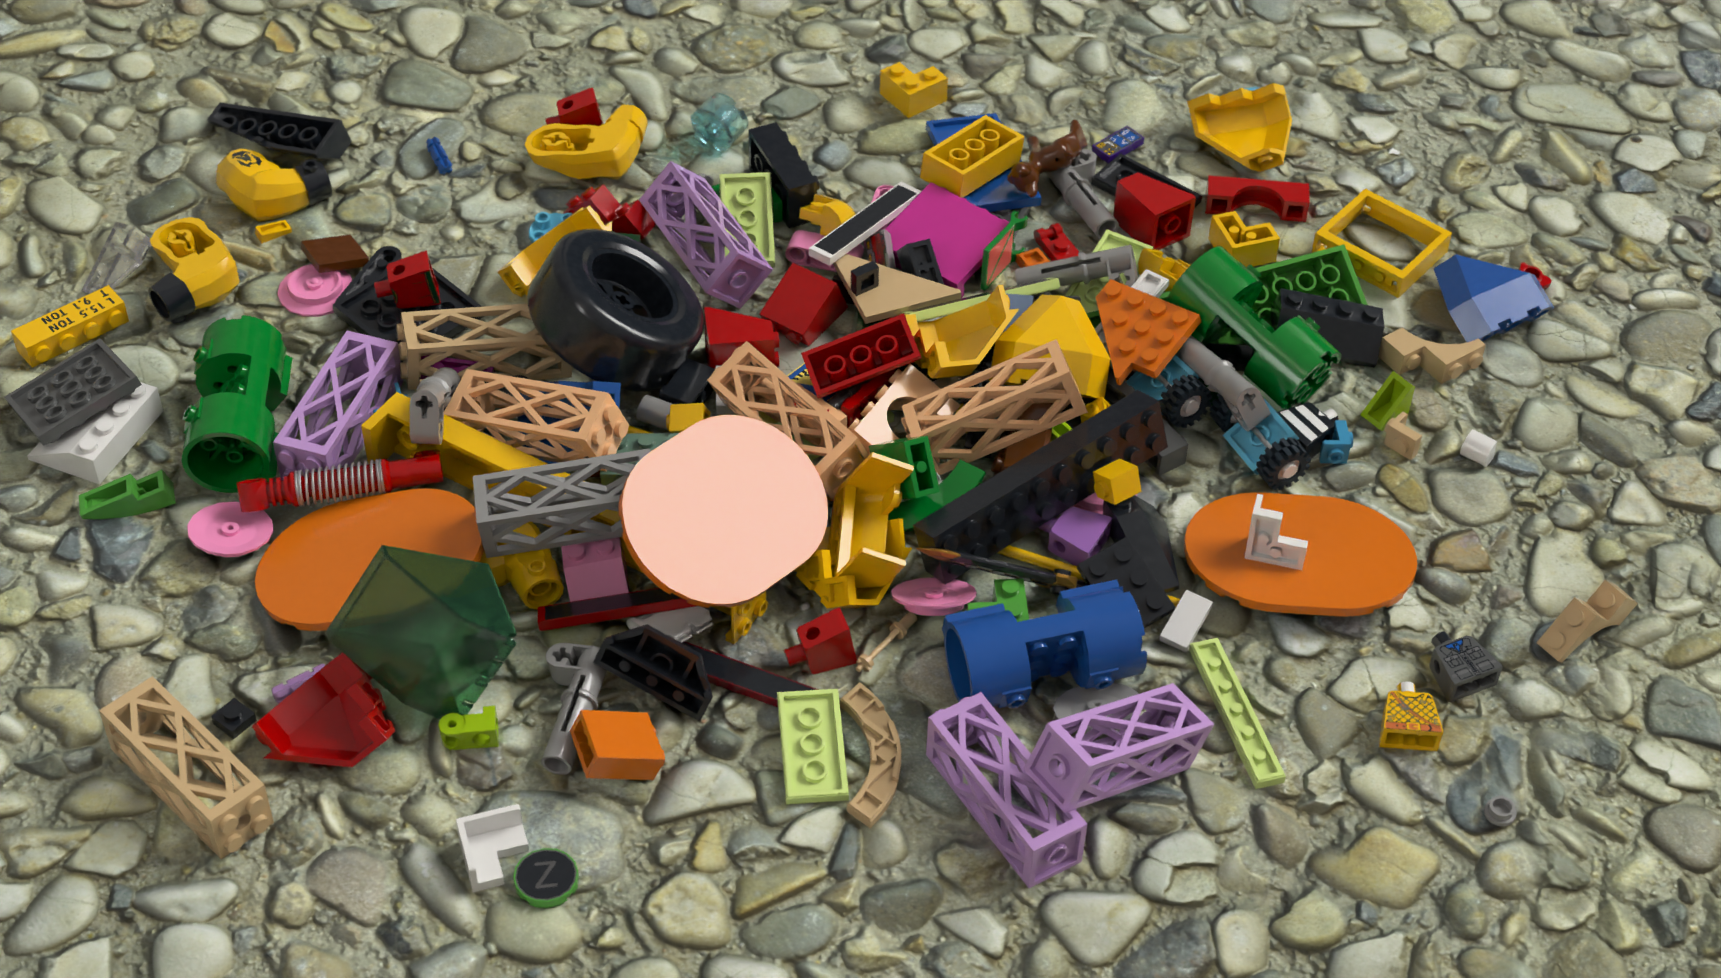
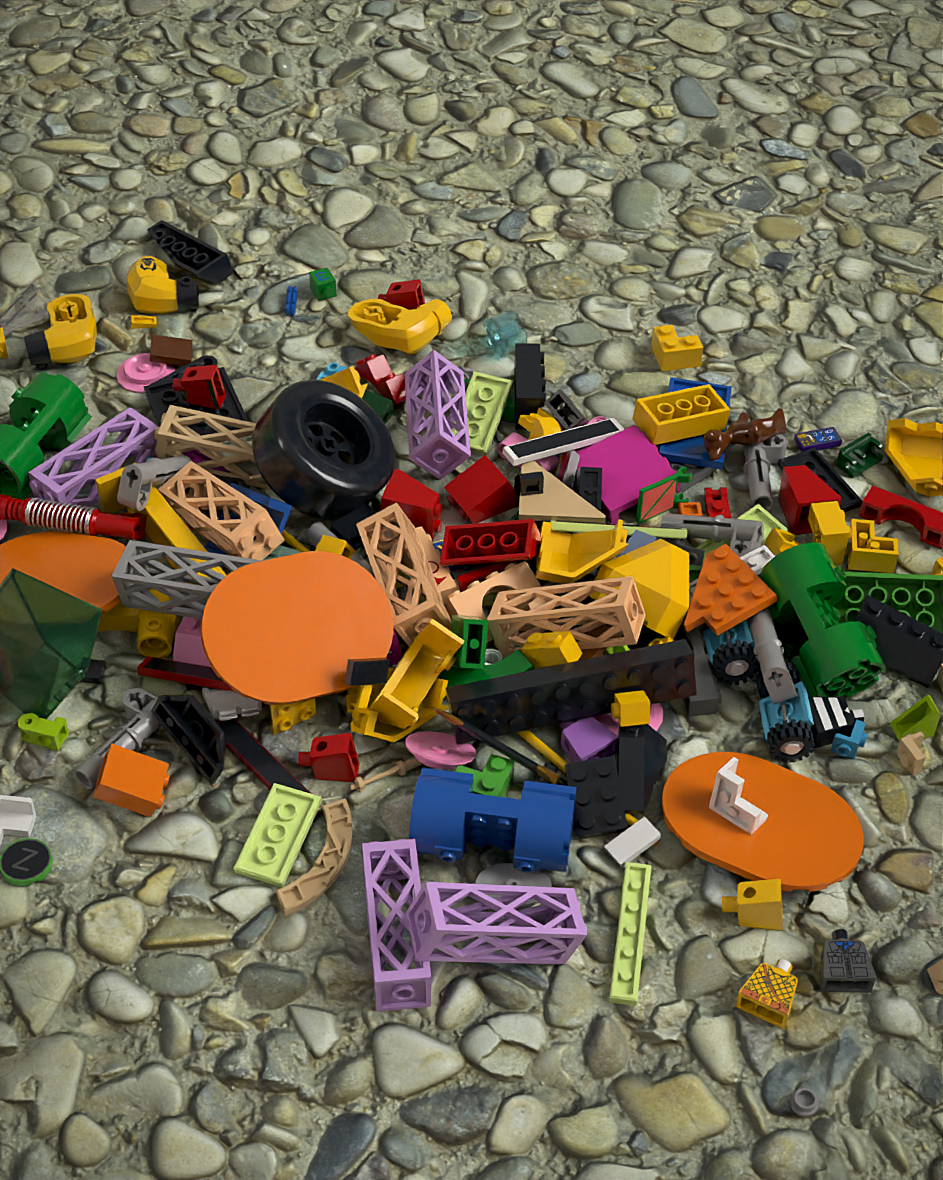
camera: 25 degrees right, 0 degrees up
(467, 125) = (322, 284): none -> green brick
(821, 535) = (367, 671): none -> black tile
(847, 189) = (569, 415): none -> black torso
(998, 448) = (551, 649): none -> yellow brick
(1172, 149) = (859, 455): none -> dark green hinge
(1193, 231) = (830, 529): none -> yellow brick
(1349, 636) = (757, 904): none -> yellow torso

